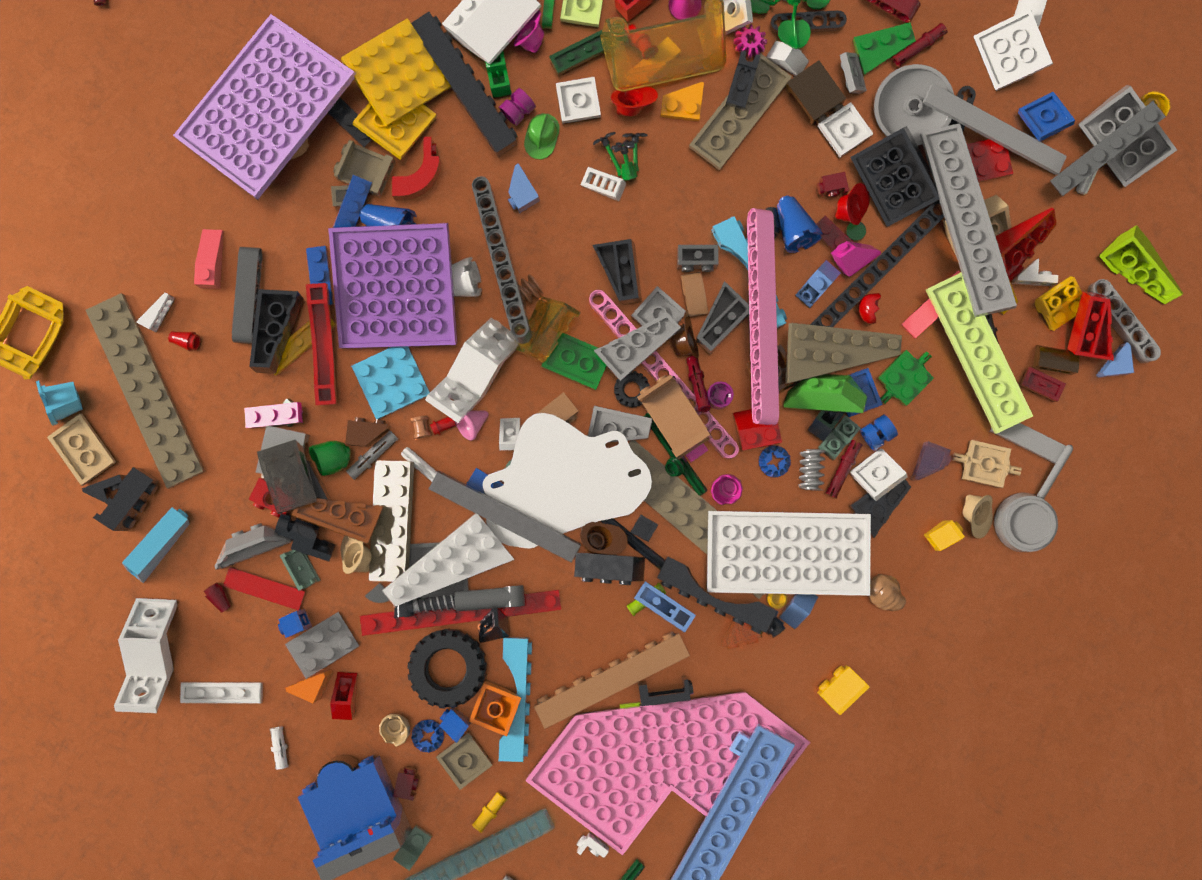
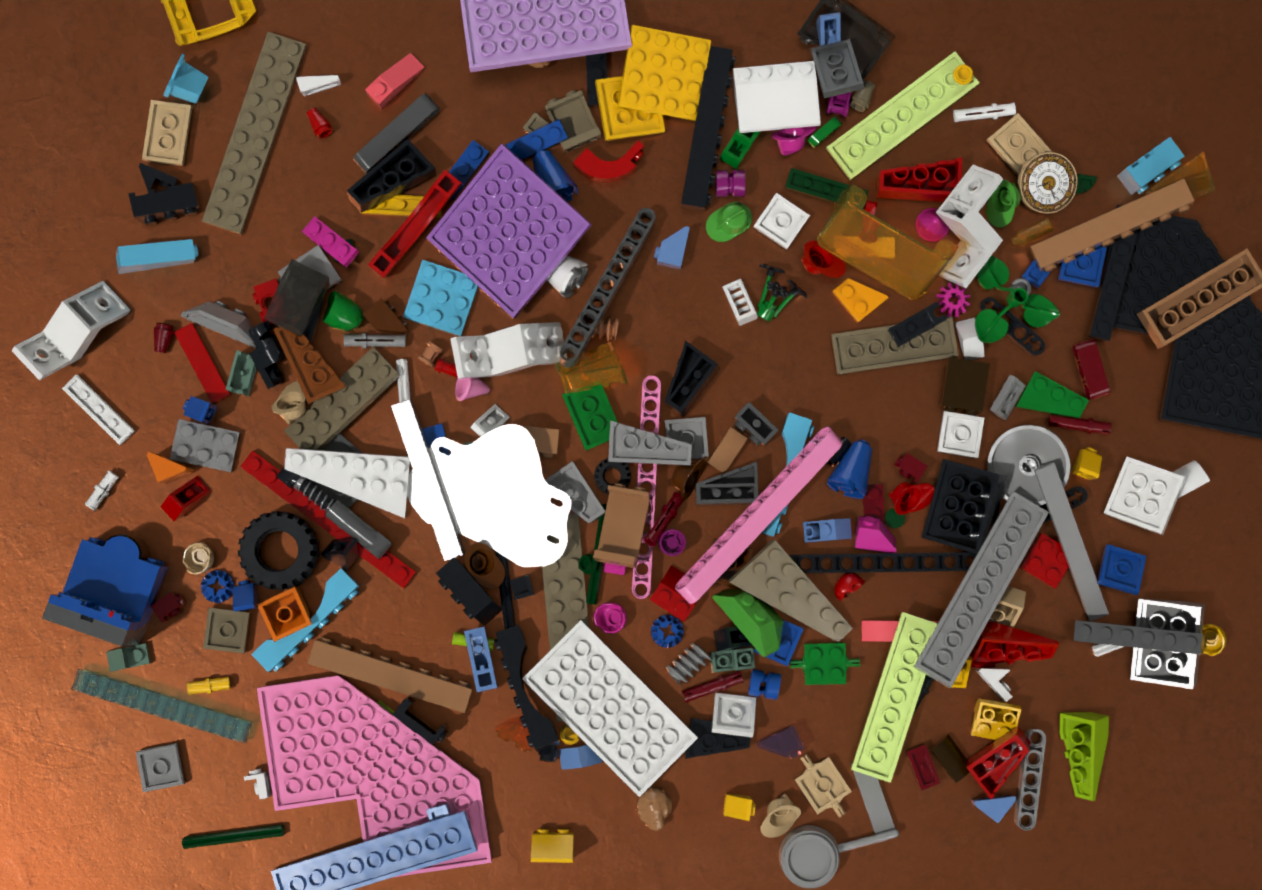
camera: 40 degrees right, 0 degrees up
(376, 594) = (279, 447): dark grey tile -> none
(953, 65) = (1087, 464): none -> yellow slope

